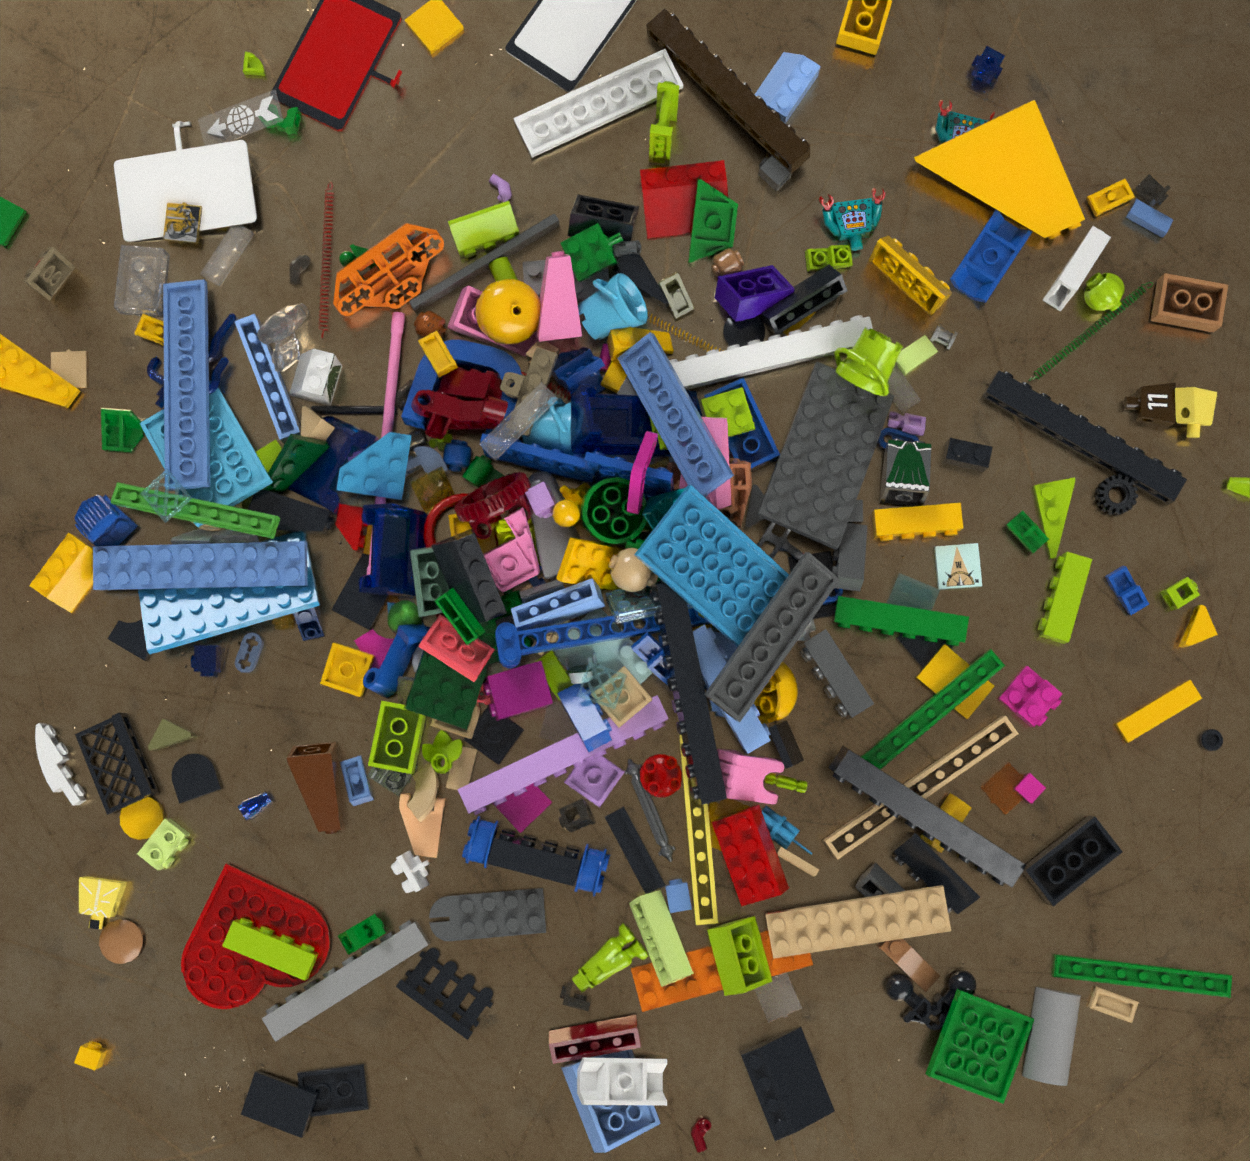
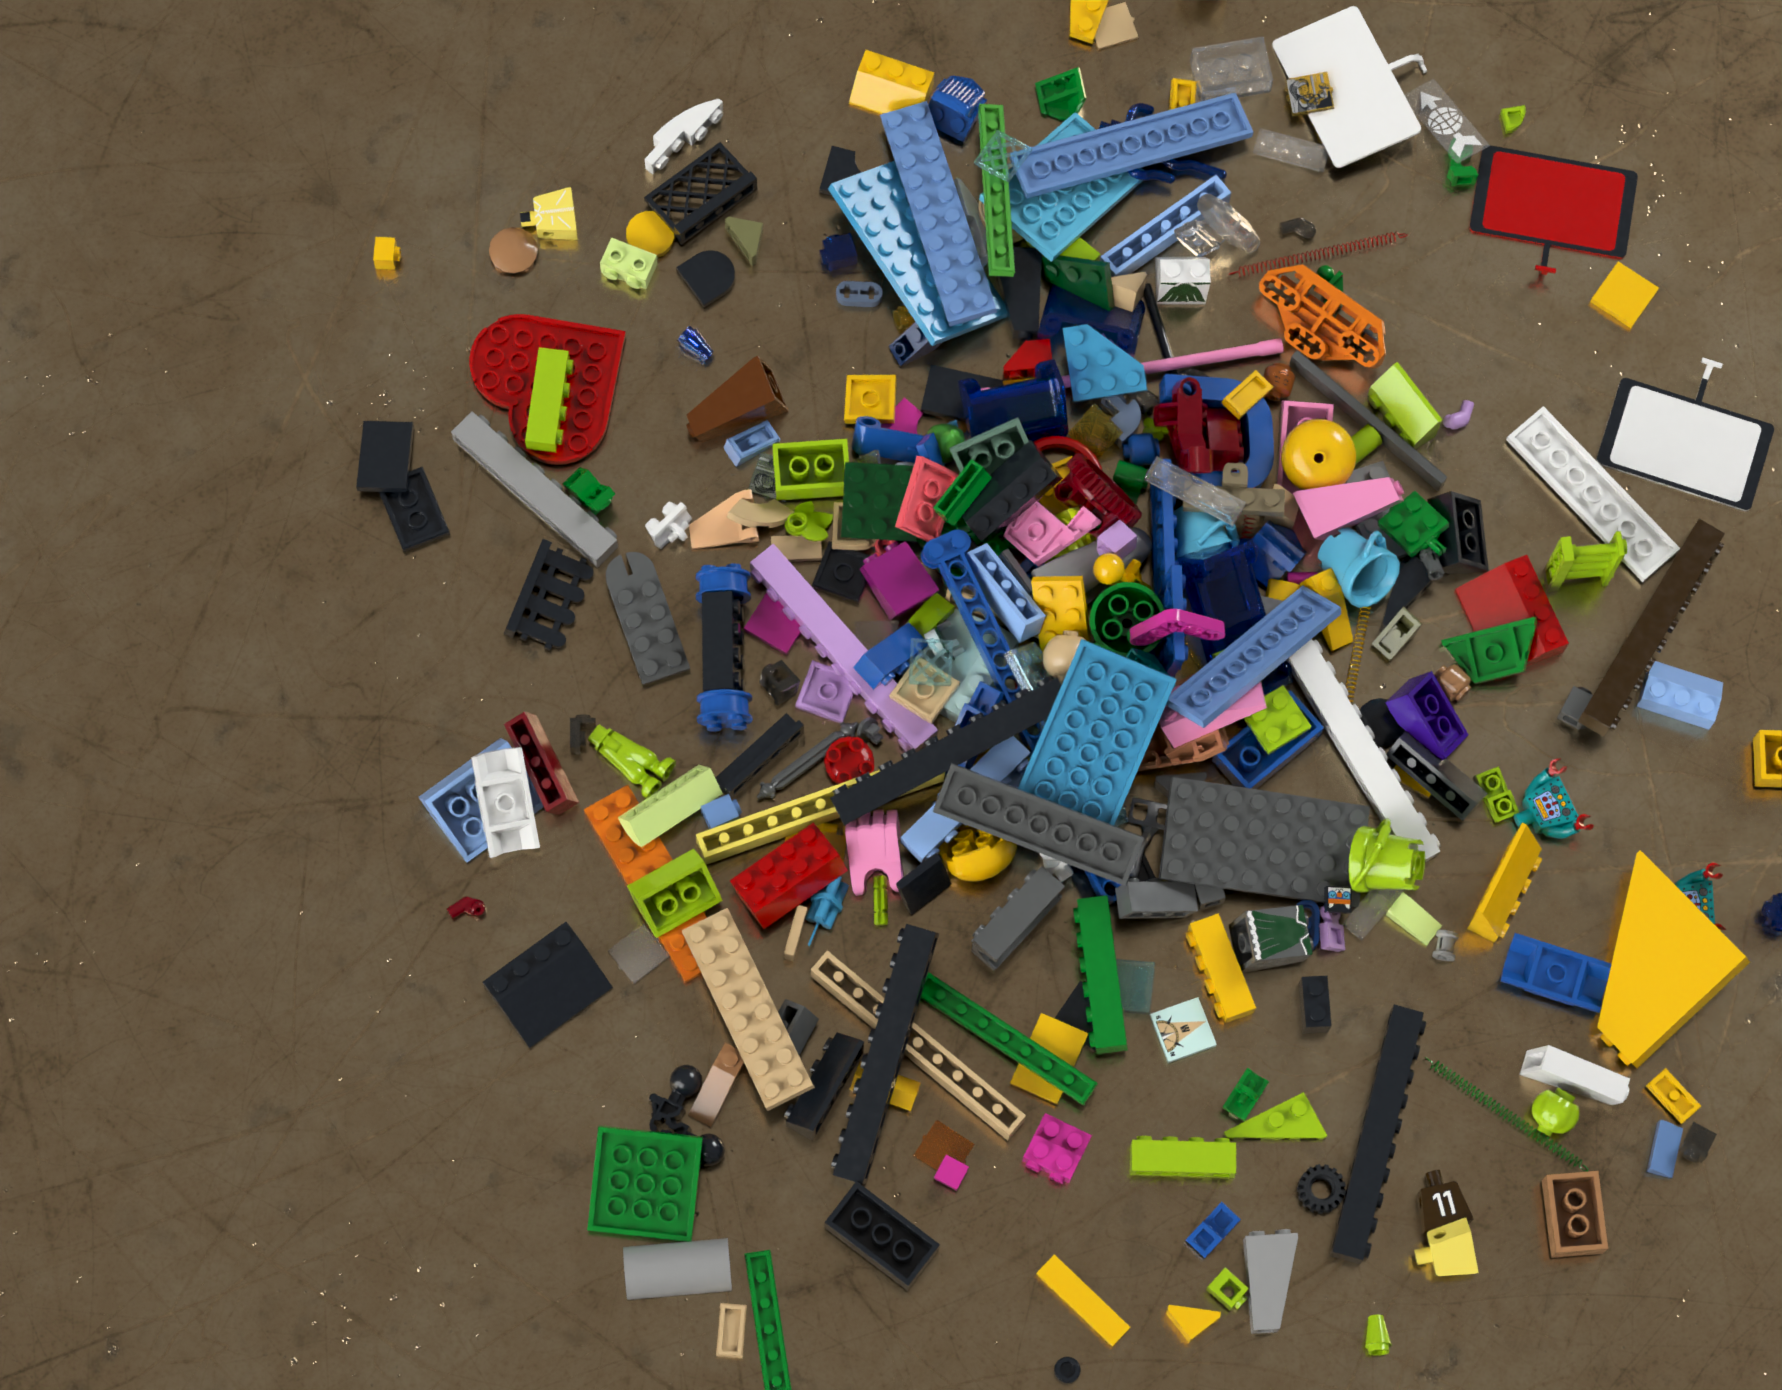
camera: 70 degrees right, 10 degrees down
(638, 752) = (868, 730): none -> dark grey plate
(889, 410) = (1337, 899): none -> tile
(1178, 558) = (1268, 1276): none -> light grey slope

